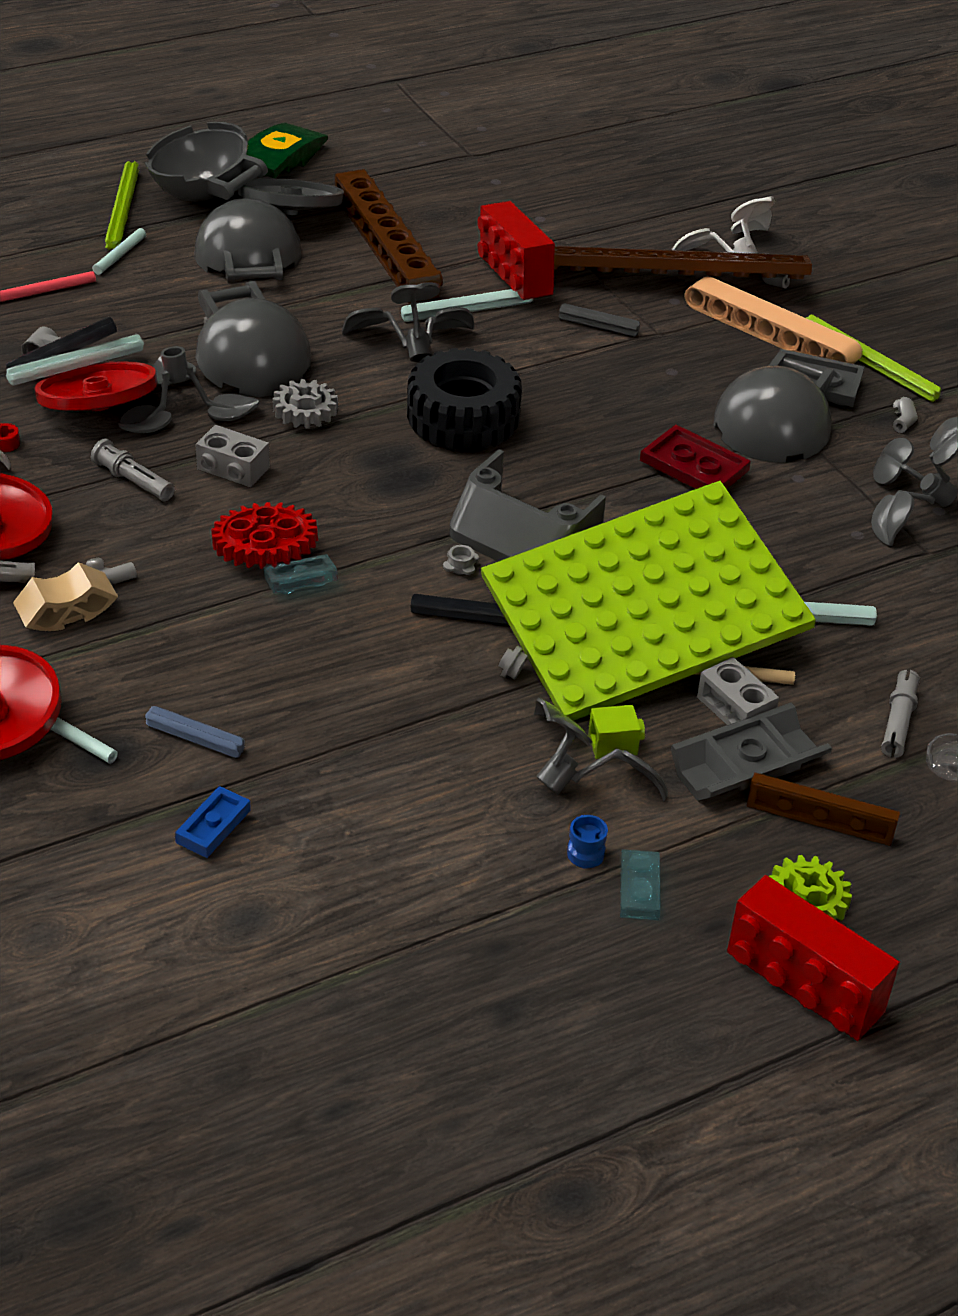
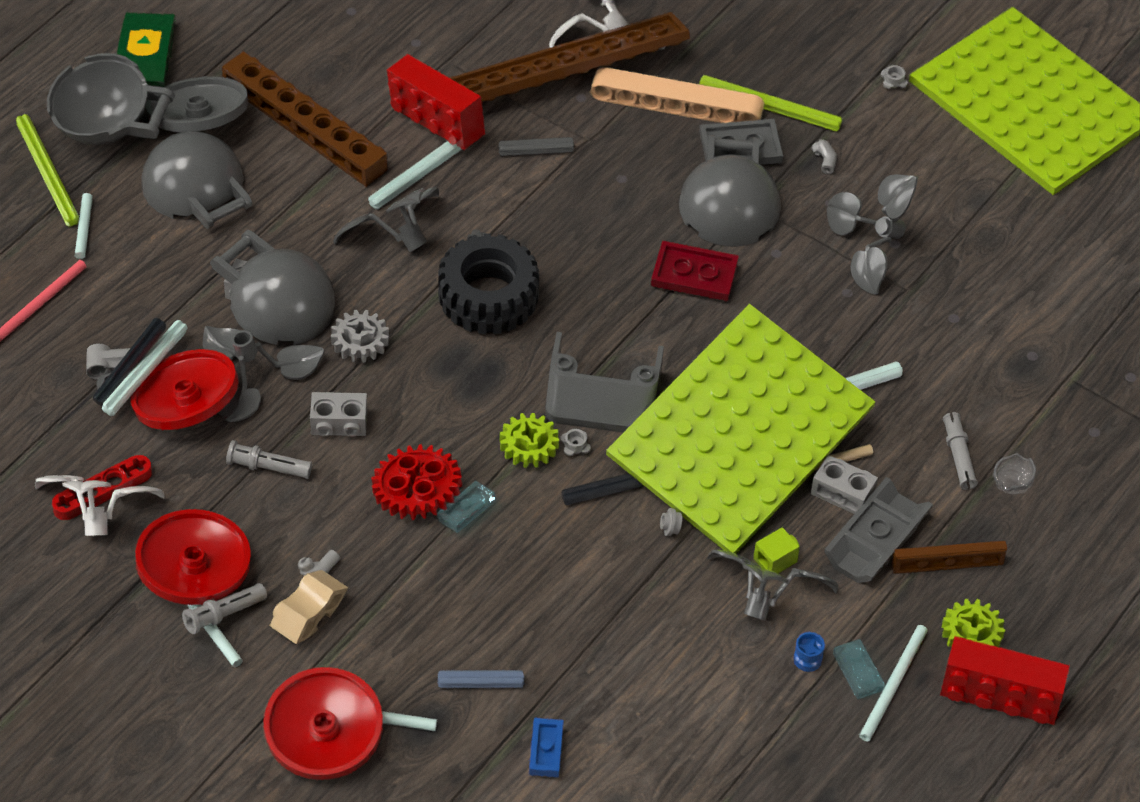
camera: 25 degrees left, 10 degrees up
(411, 540) = (529, 440): none -> lime gear
(672, 915) = (893, 683): none -> light aqua piece

